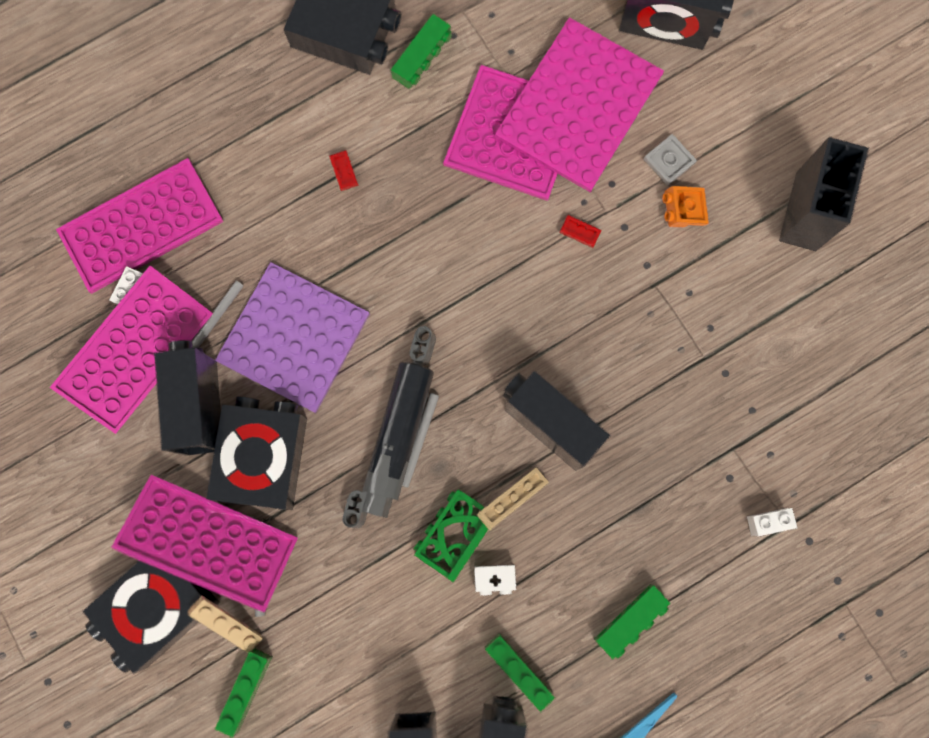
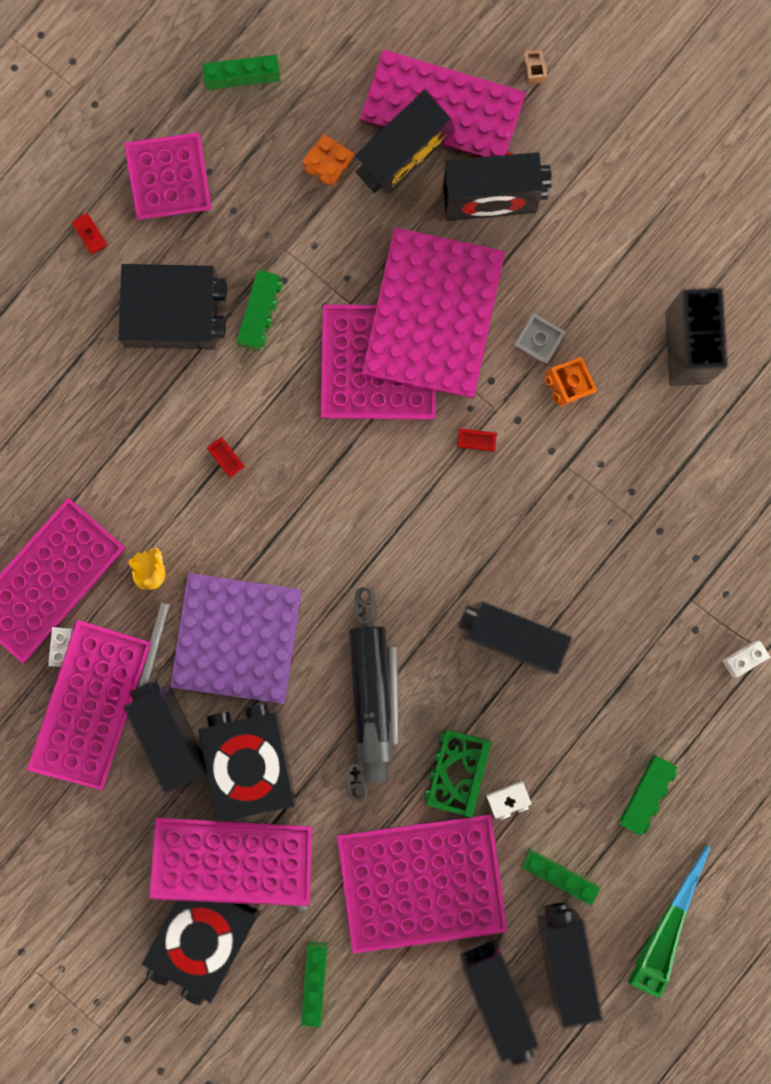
camera: 20 degrees left, 5 degrees up
(224, 624) = (276, 929): tan plate -> none
(234, 246) = (148, 569): none -> yellow hair
(383, 631) = (422, 883): none -> dark pink plate
(512, 499) = (500, 721): tan plate -> none

